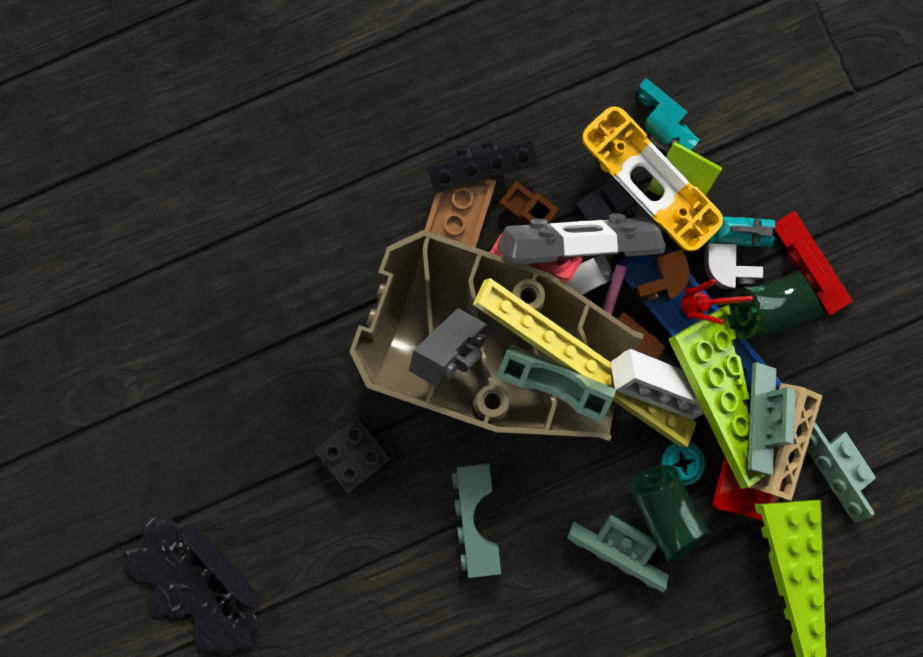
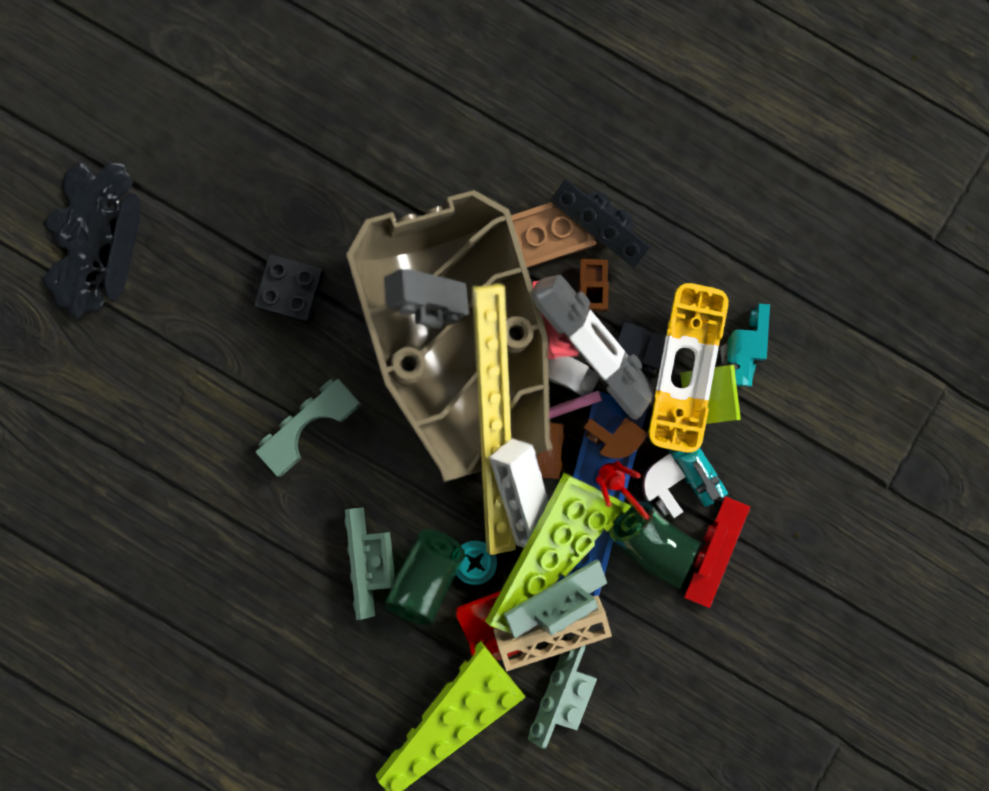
camera: 50 degrees right, 0 degrees up
(535, 372) = (467, 431): sand green arch -> none

